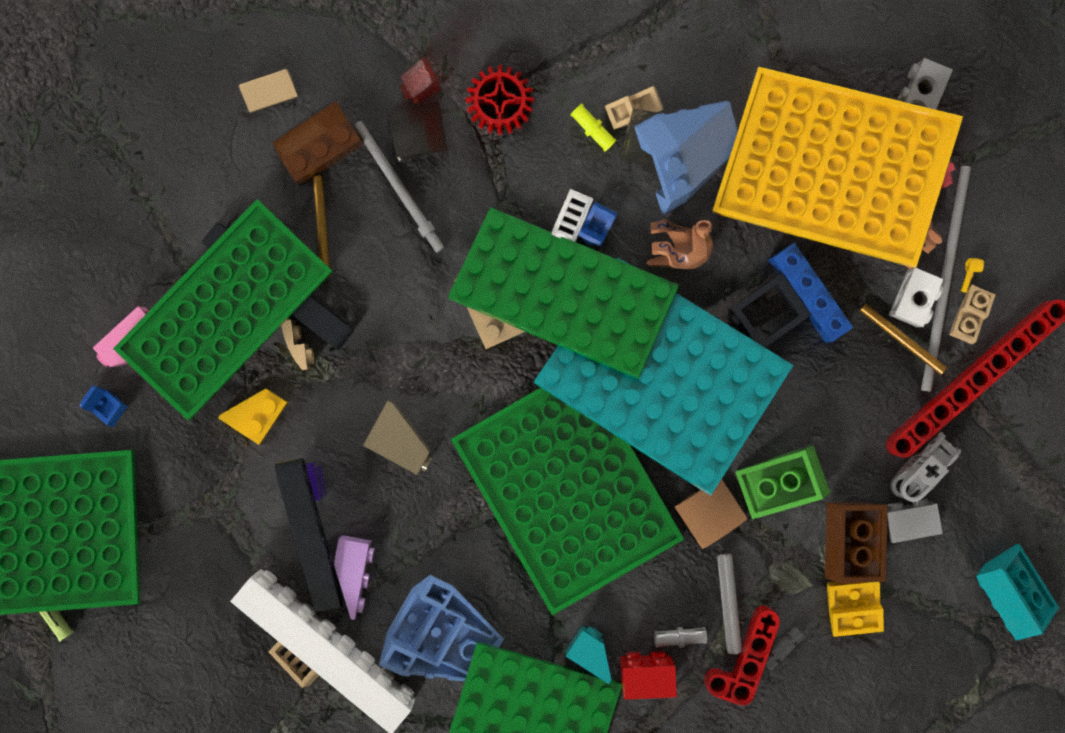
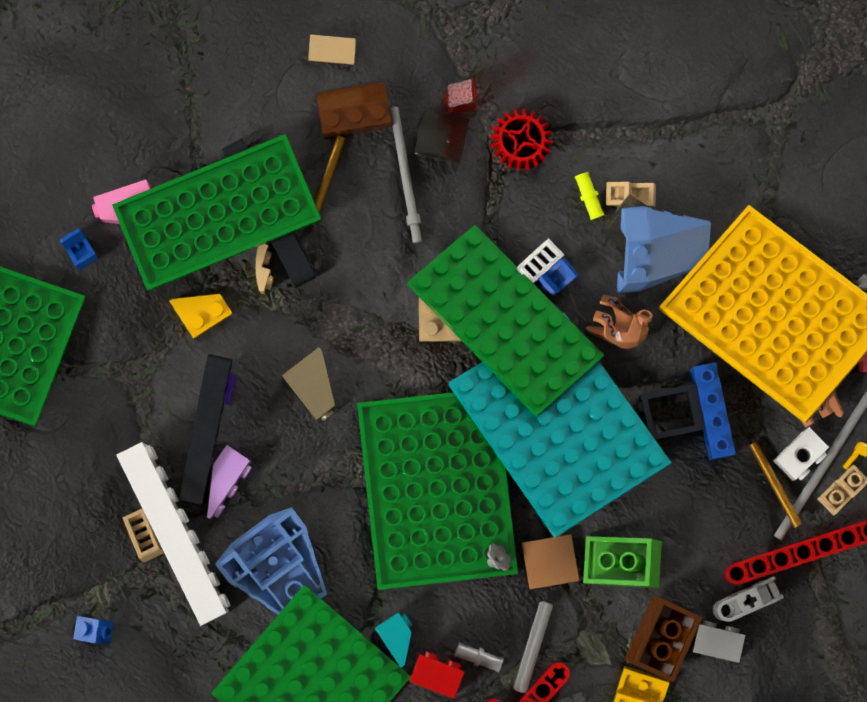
camera: 20 degrees right, 5 degrees down
(659, 533) = (498, 557): none -> light grey plant

